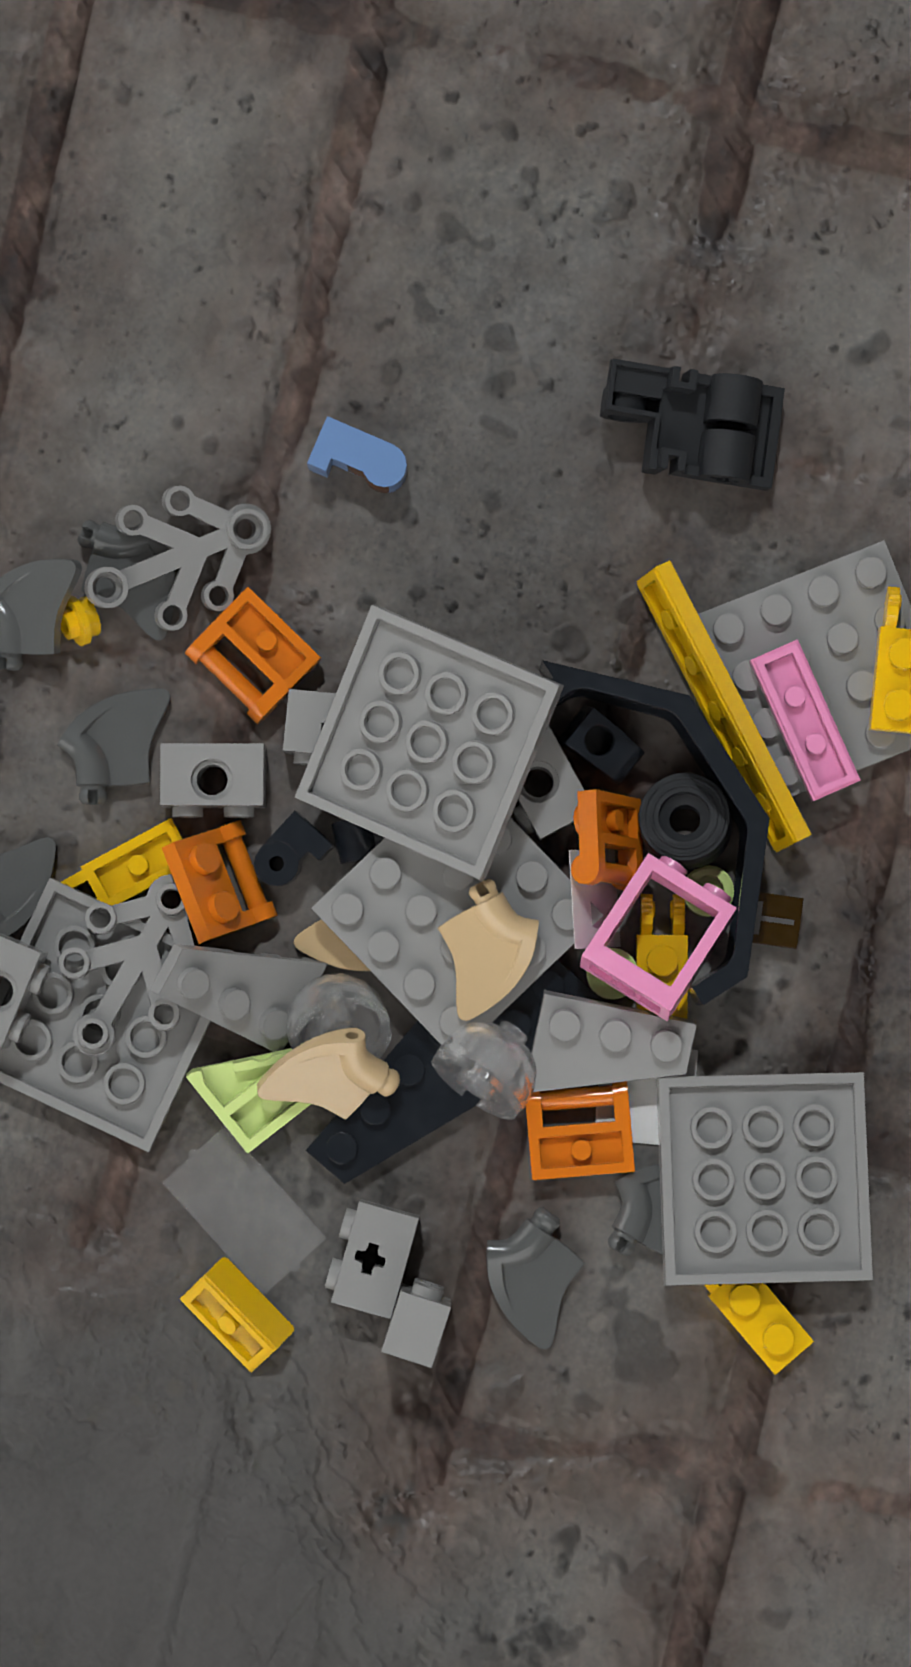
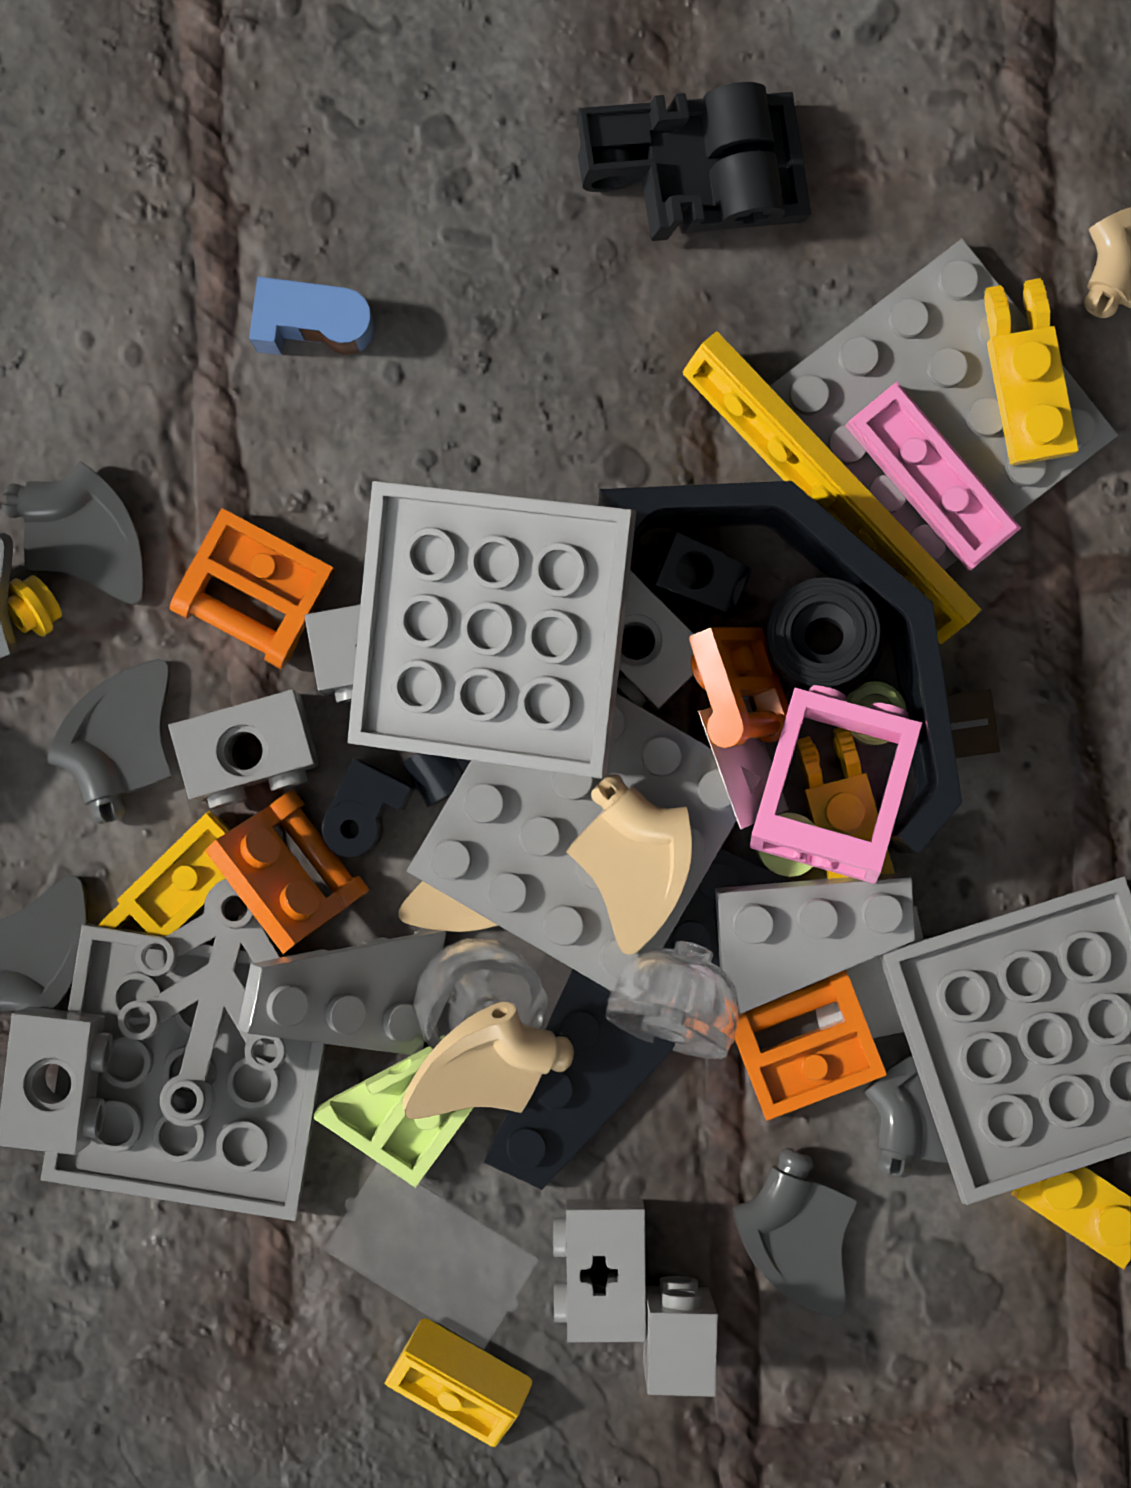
camera: 15 degrees left, 0 degrees up
(187, 554) = (137, 489): light grey plant -> none

